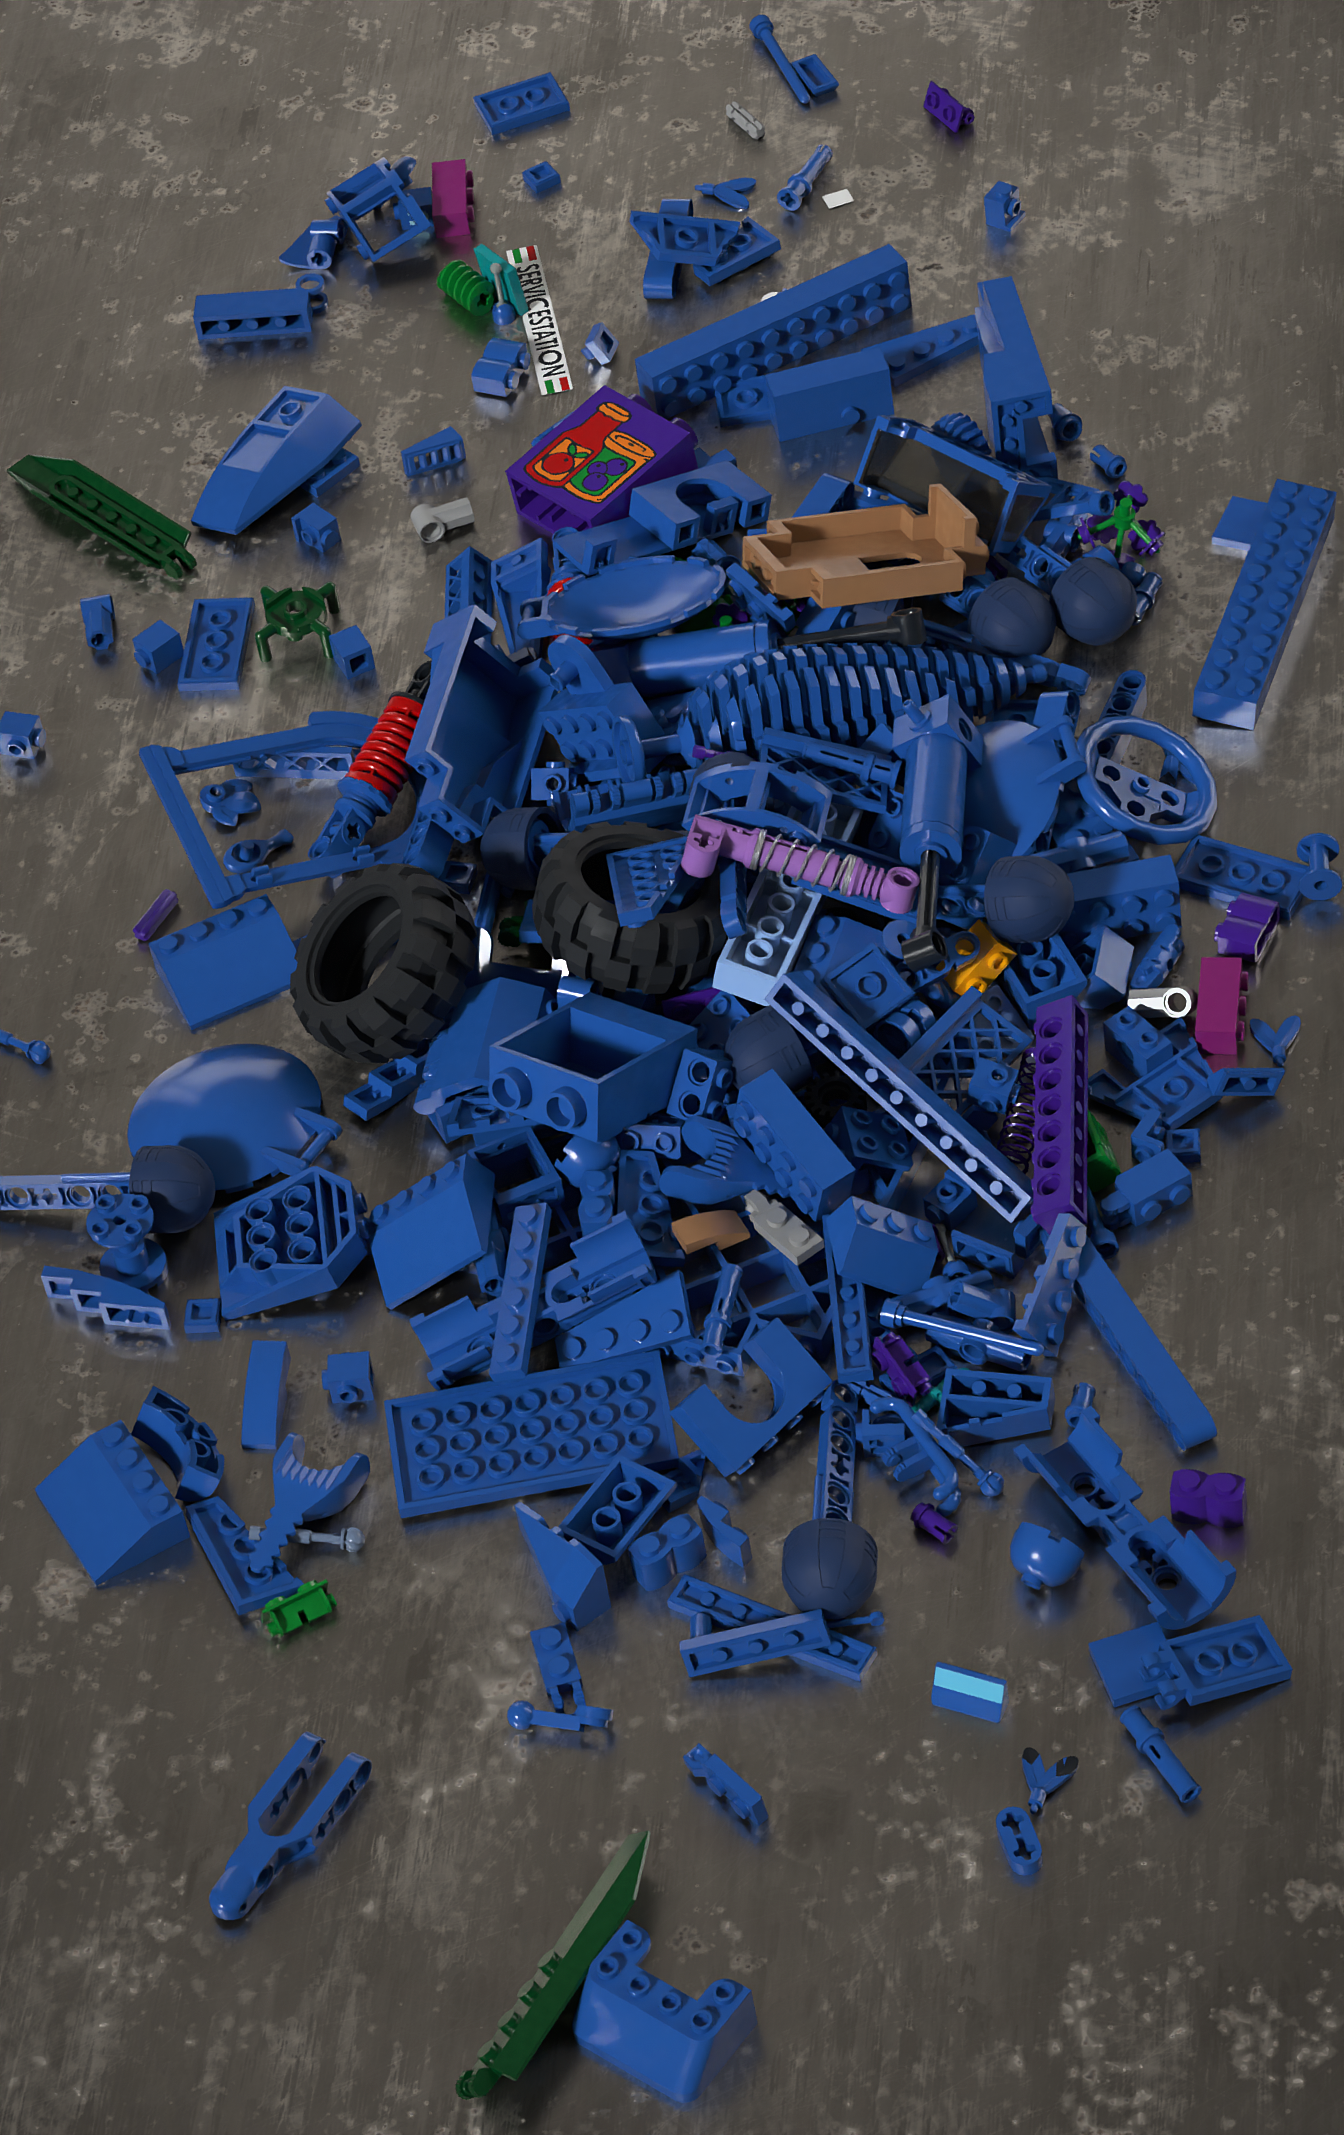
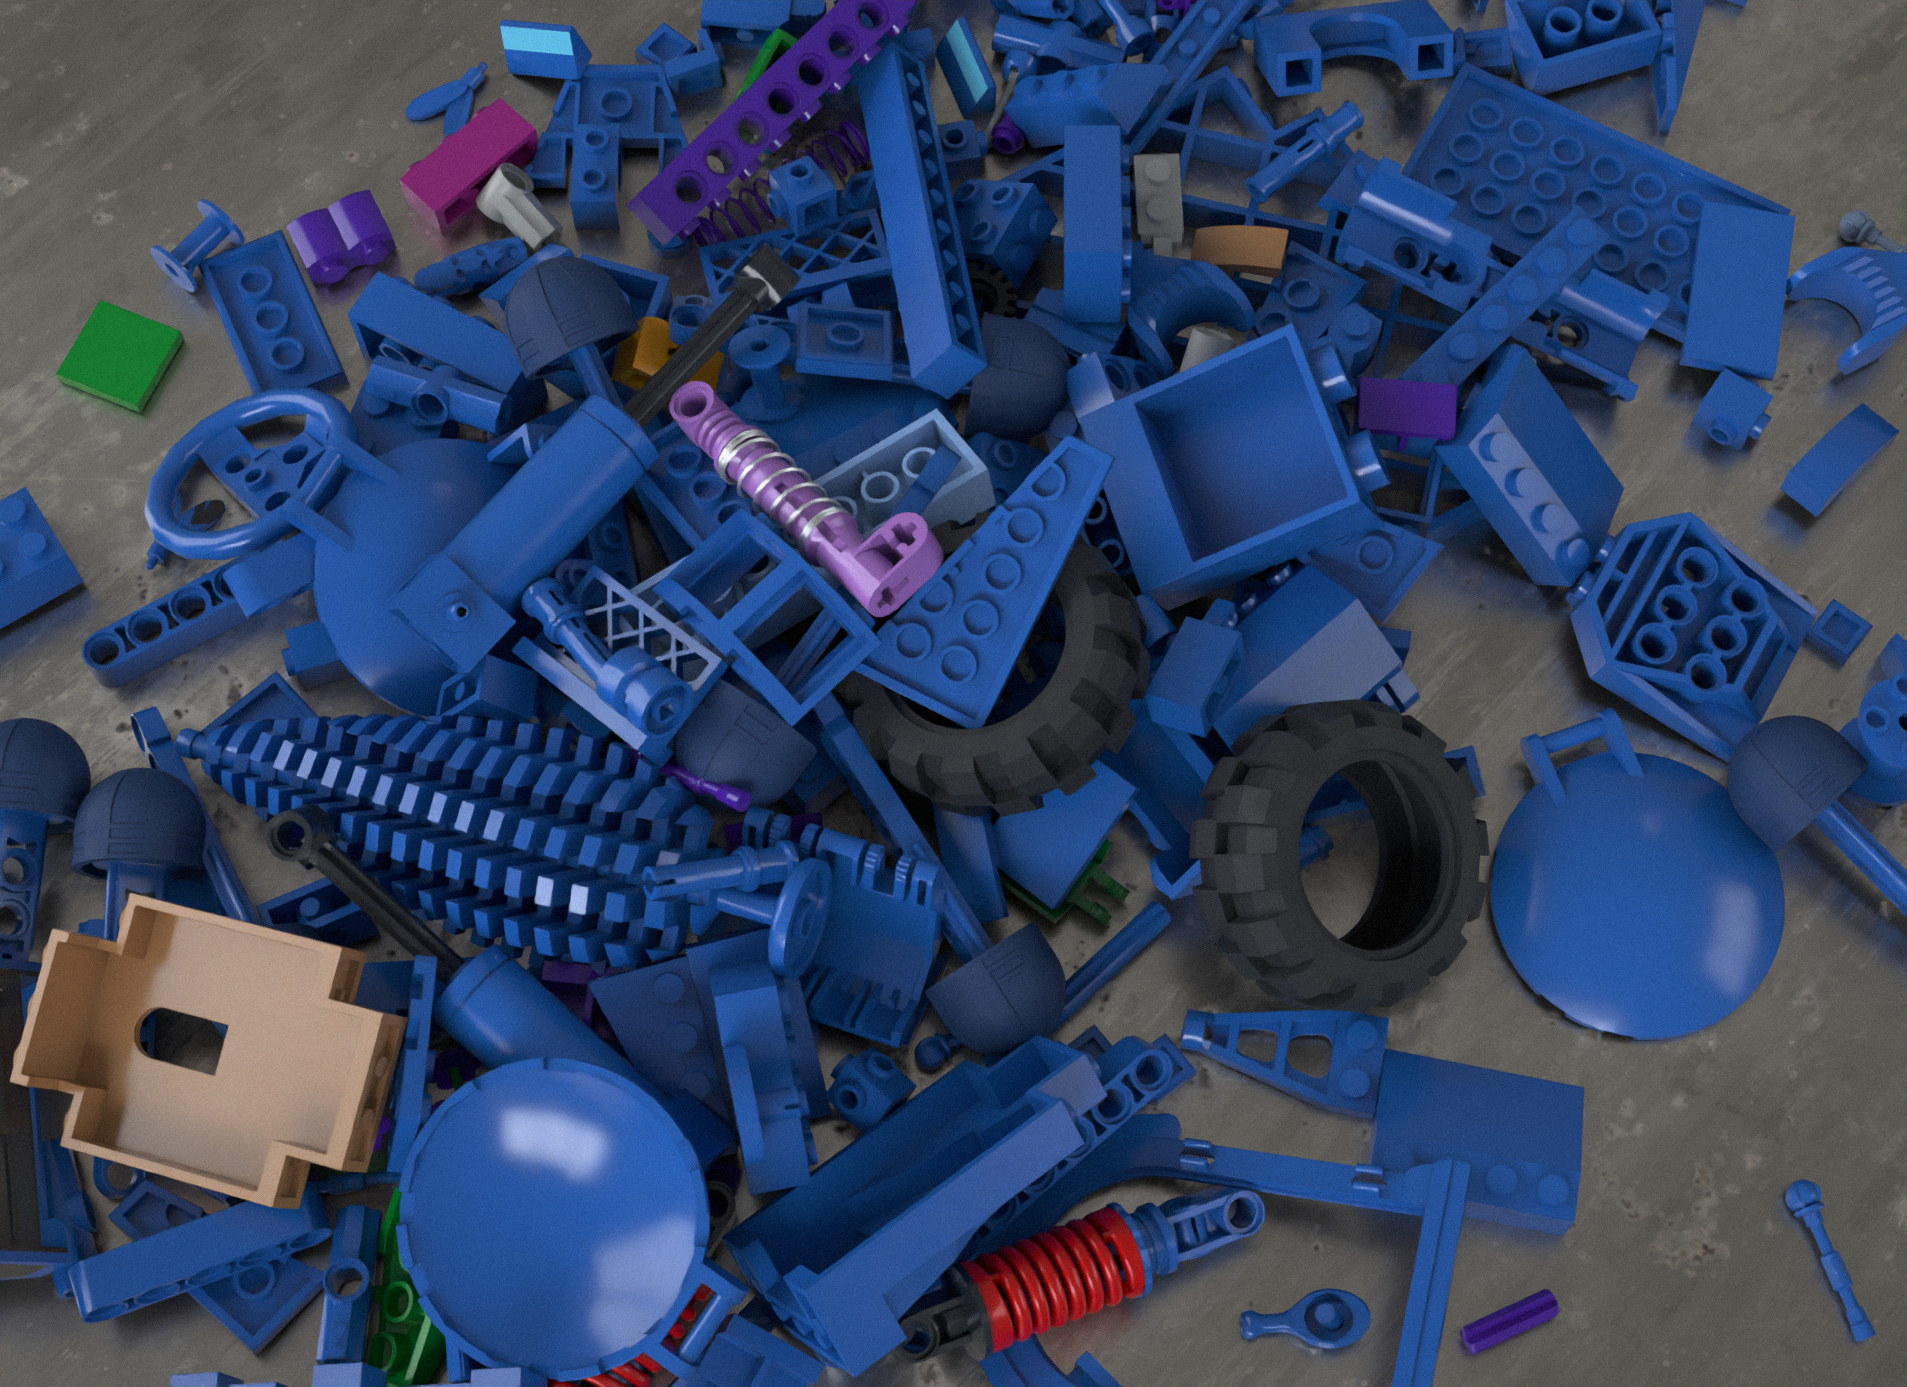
camera: 150 degrees left, 20 degrees up
(395, 1432) = (1737, 290): none -> blue tile
(524, 1172) = (1406, 409): none -> dark purple panel
(527, 979) = (1197, 671): none -> blue hinge
(670, 1151) = (1205, 345): none -> light grey piece
(672, 740) = (743, 869): none -> blue pin
(781, 738) = (644, 692): none -> blue wheel
(1302, 808) = (120, 356): none -> green tile

